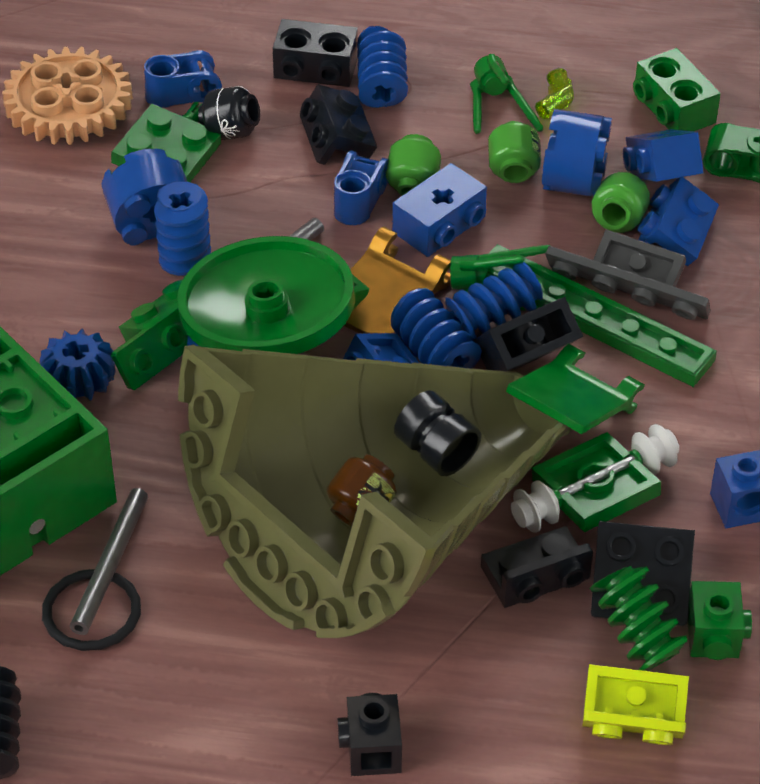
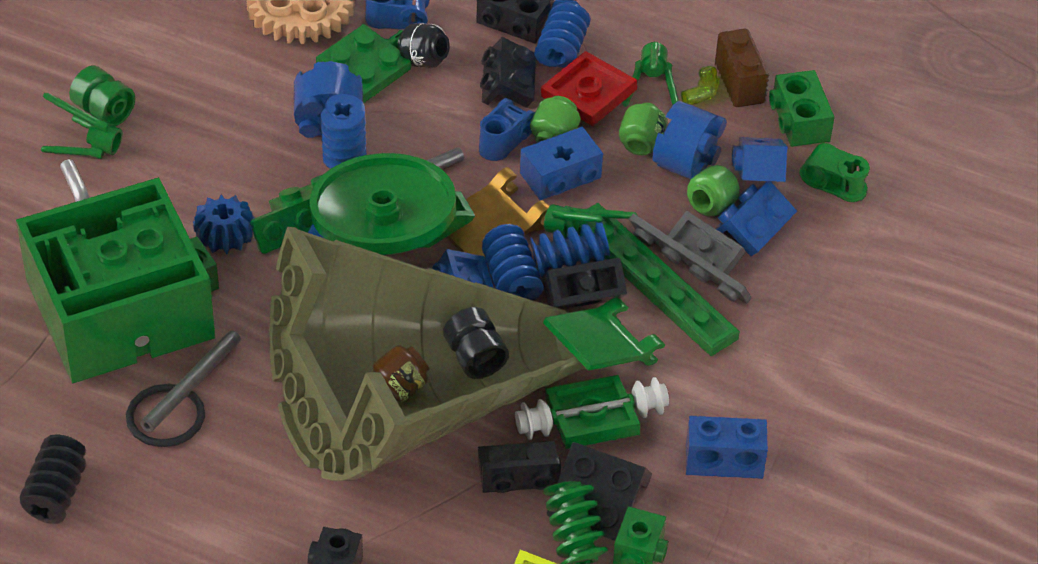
camera: 15 degrees right, 0 degrees up
(438, 114) = (591, 86): none -> red plate
(593, 63) = (741, 68): none -> reddish brown brick

